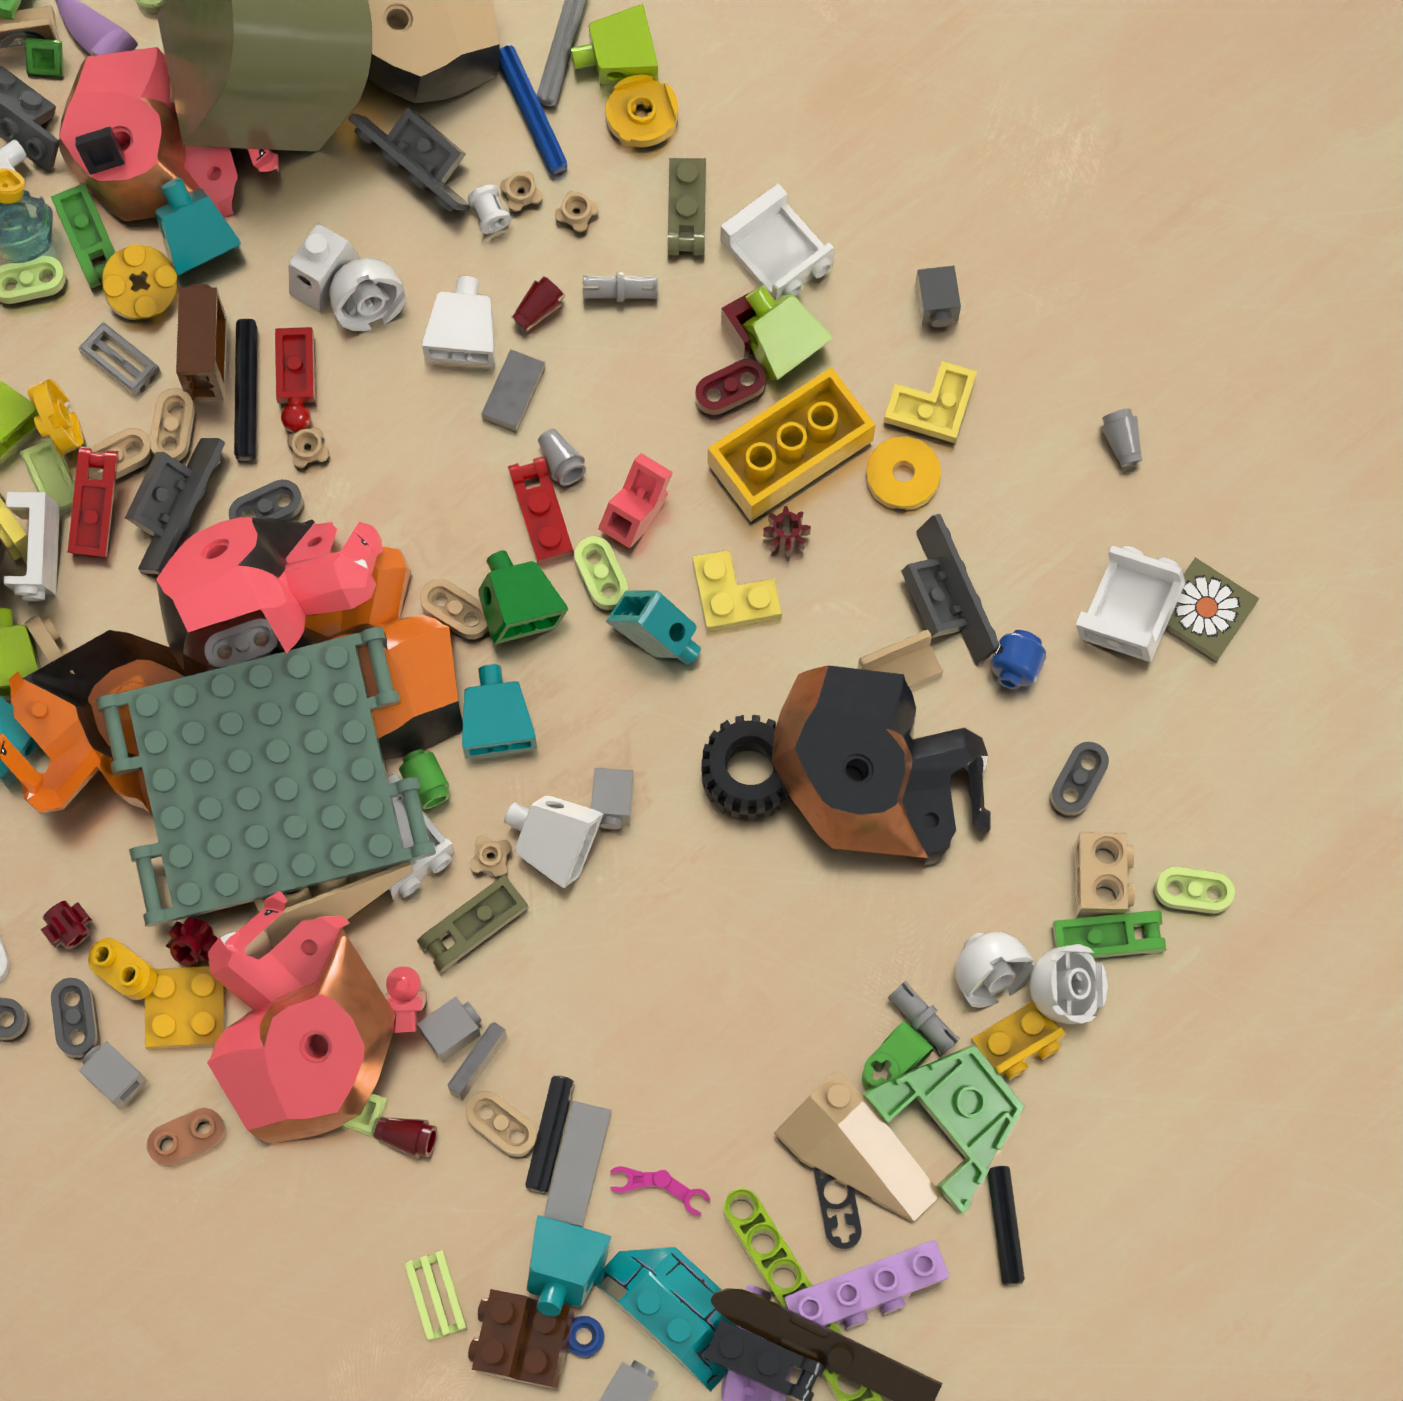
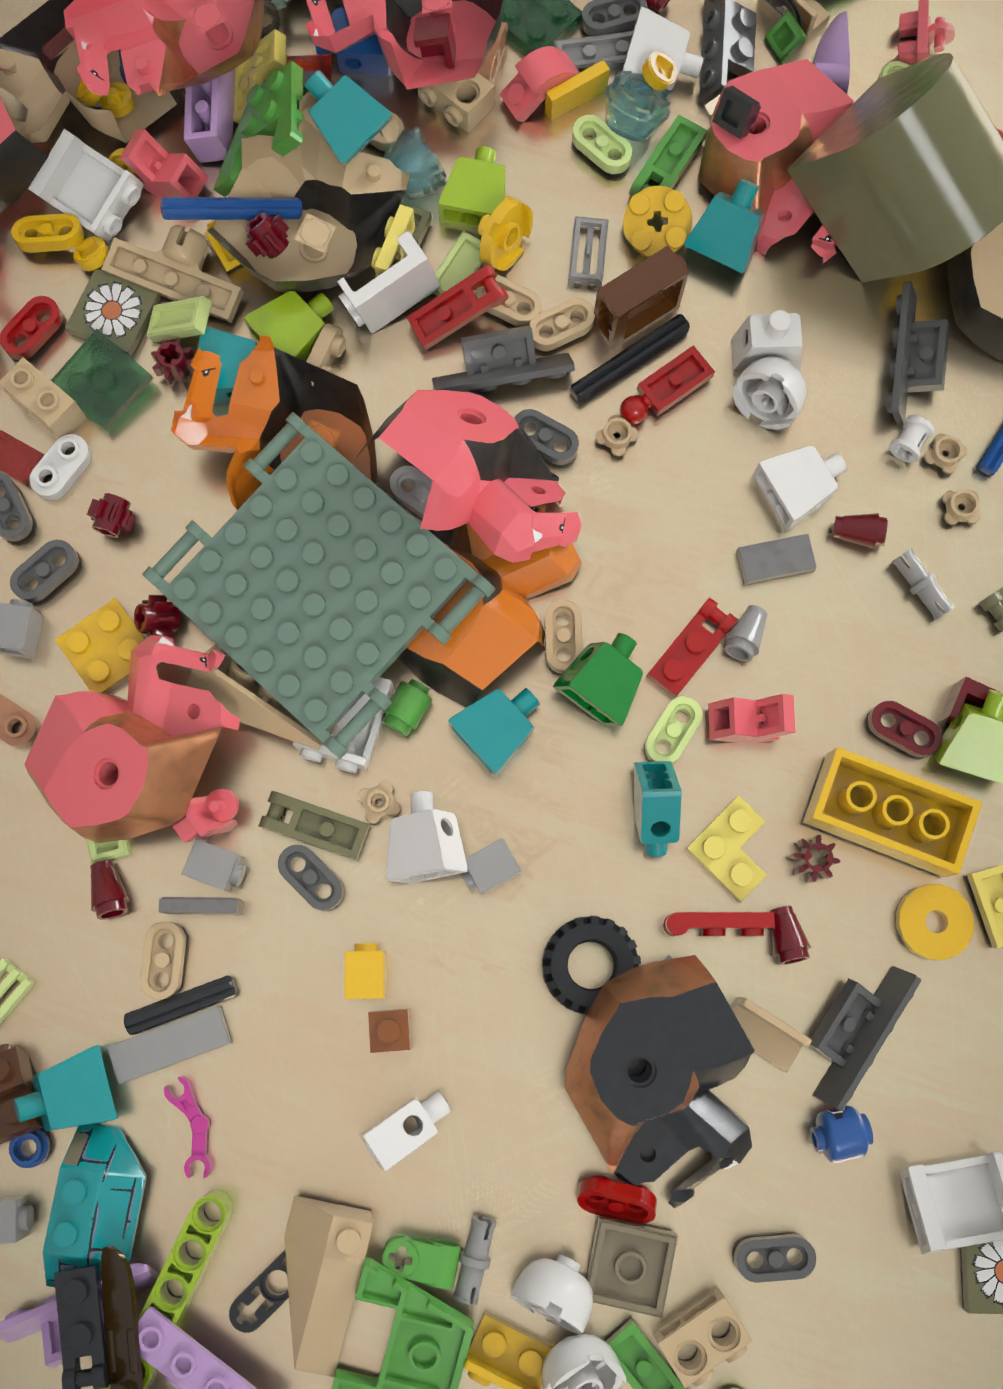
camera: 55 degrees right, 5 degrees up
(120, 966) = (106, 573): yellow plate -> none
(516, 952) = (310, 878): none -> dark grey plate
(629, 957) = (365, 972): none -> yellow brick
(691, 966) = (390, 1030): none -> dark orange brick
(780, 1007) = (388, 1139): none -> white torso
(785, 644) = (715, 923): none -> red plate
(835, 595) = (788, 937): none -> dark red cone
(952, 872) = (617, 1200): none -> red plate
(1011, 894) = (631, 1266): none -> dark tan plate

